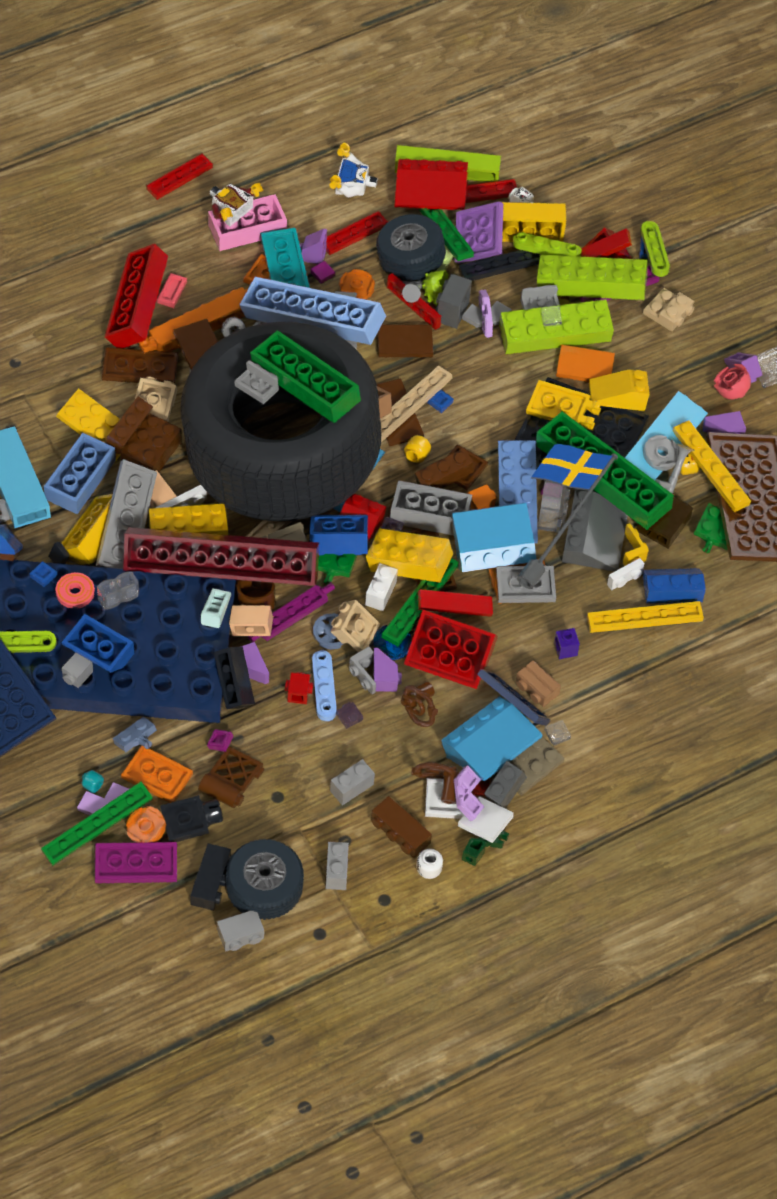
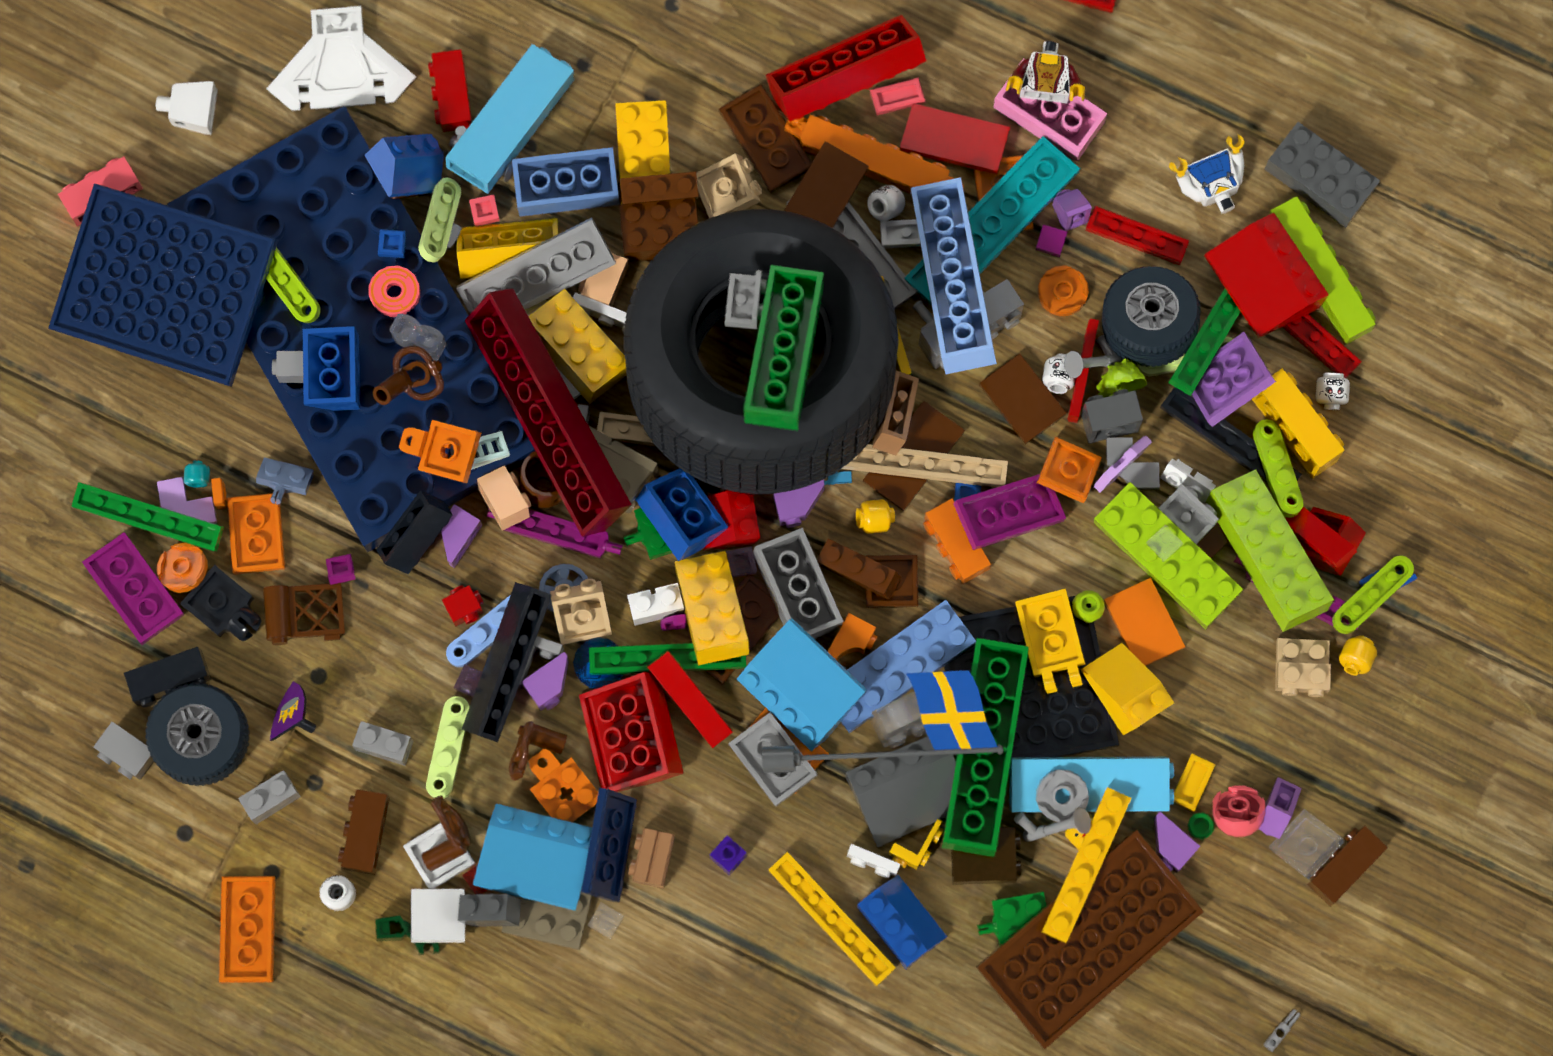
camera: 60 degrees right, 20 degrees up
(46, 548) = (439, 220): none -> yellowish green plate
(58, 528) = (484, 210): none -> coral plate
(115, 775) = (219, 493): none -> orange tile
(136, 619) = (401, 381): none -> reddish brown piece
(192, 618) = (432, 445): none -> orange plate
(223, 276) = (955, 139): none -> red tile
(291, 819) = (291, 713): none -> shield
(356, 680) = (506, 662): none -> black brick
(377, 483) = (797, 504): none -> medium lavender slope
(381, 752) = (447, 748): none -> yellowish green plate
(386, 130) = (1322, 174): none -> dark grey brick
(400, 586) = (674, 622): none -> magenta tile
(406, 312) = (1055, 375): none -> white head
(411, 934) = (247, 929): none -> orange tile
(447, 703) = (555, 777): none -> orange plate
(465, 419) = (954, 543): none -> orange brick
(465, 800) = (450, 867): lavender tile -> none
(467, 342) = (1069, 470): none -> orange tile
(469, 381) = (1008, 512): none -> magenta plate
(513, 296) = (1179, 473): none -> white hinge
(561, 376) = (1088, 614): none -> lime plate
(683, 279) = (1358, 655): none -> yellow head
(696, 395) = (1192, 782): none -> yellow tile
(724, 407) = (1200, 826): none -> green tile

